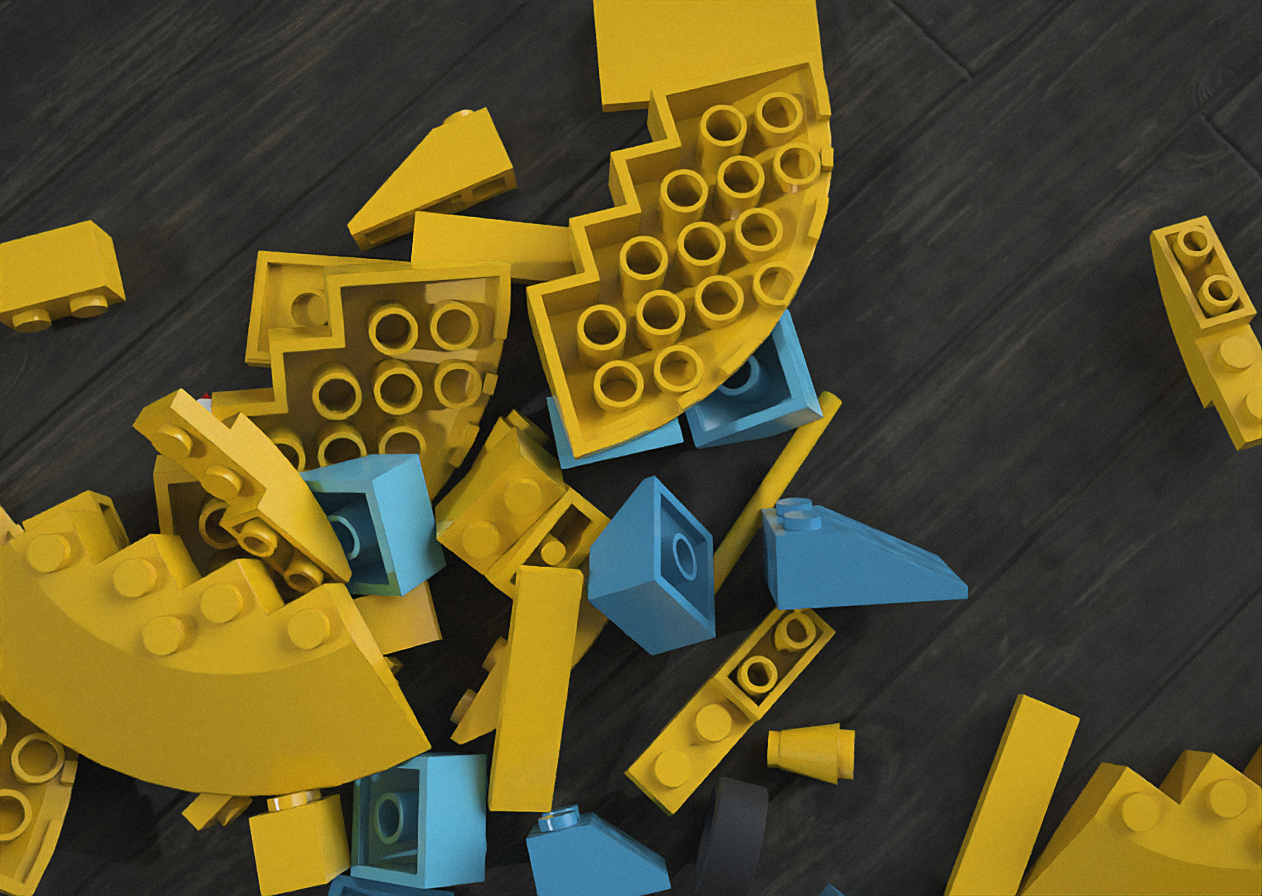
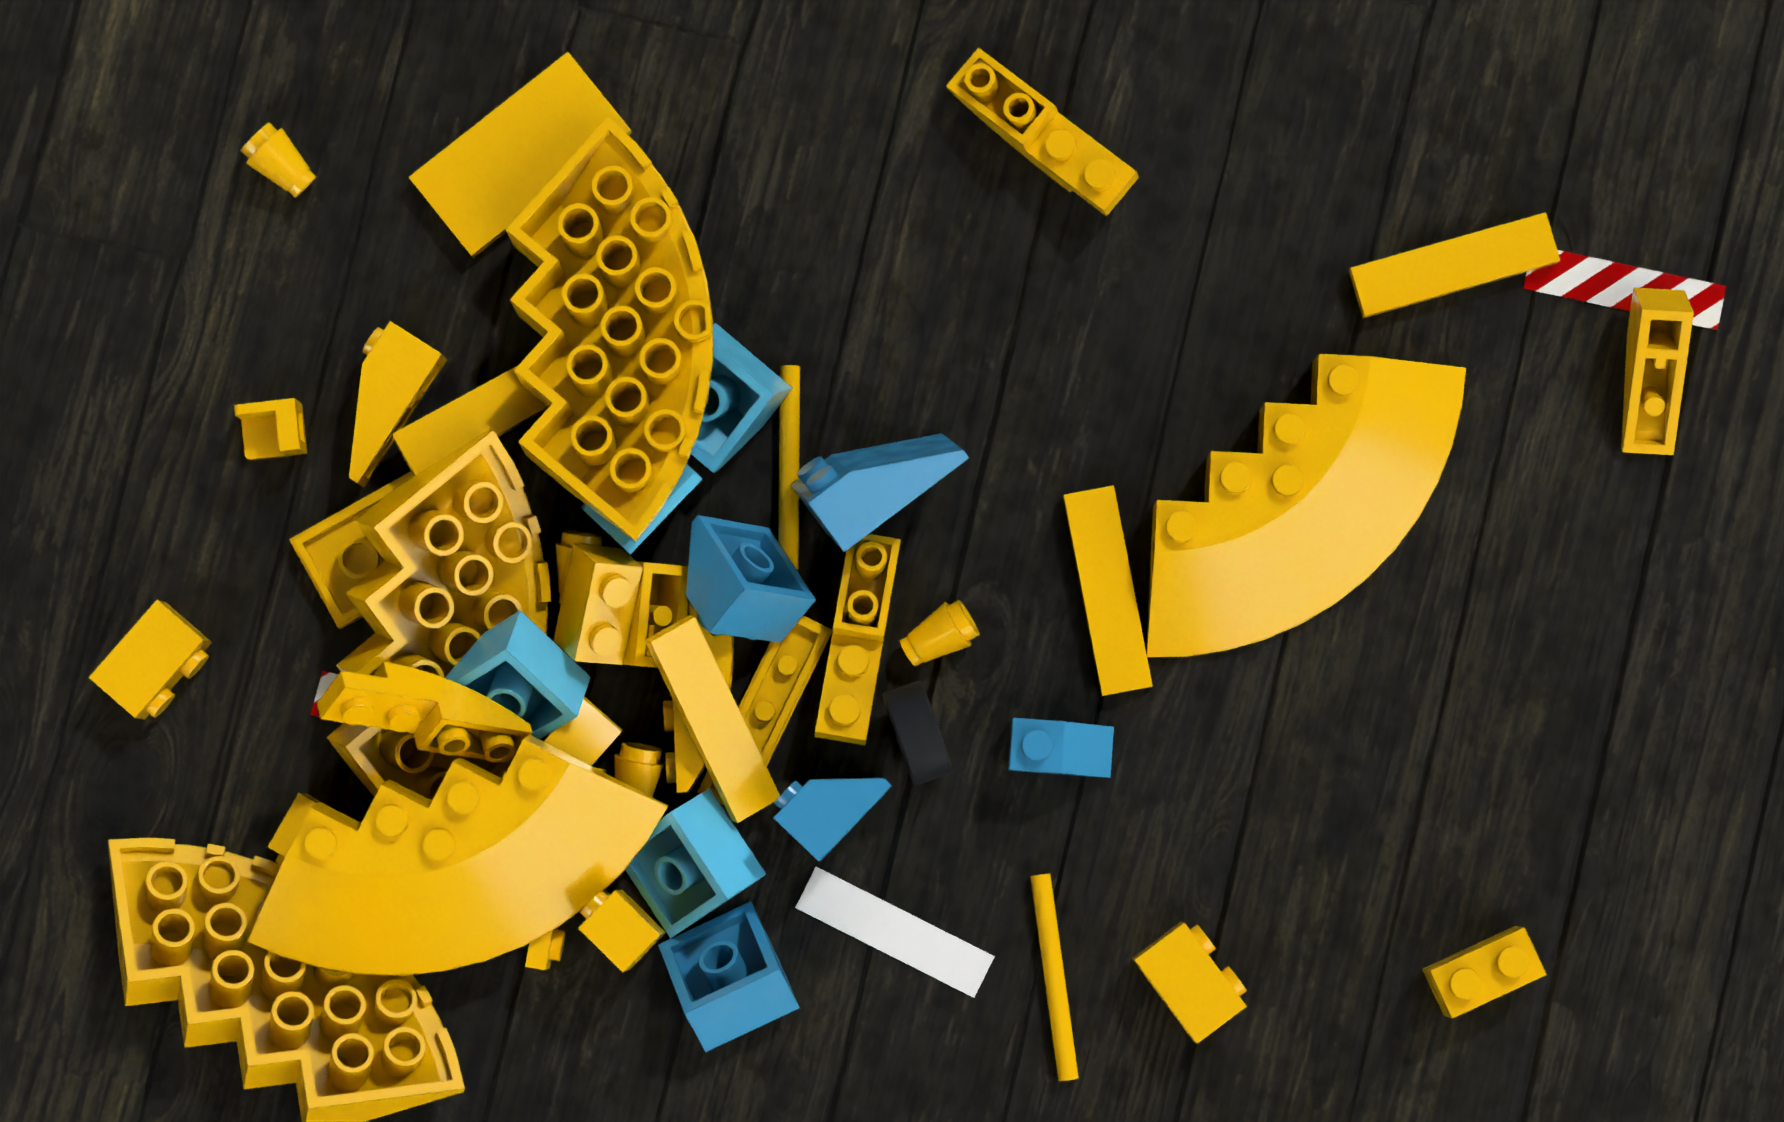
camera: 30 degrees left, 5 degrees up
(316, 141) = (272, 428): none -> yellow panel
(432, 686) = (639, 766): none -> yellow cone
(620, 698) = (778, 687): none -> yellow tile

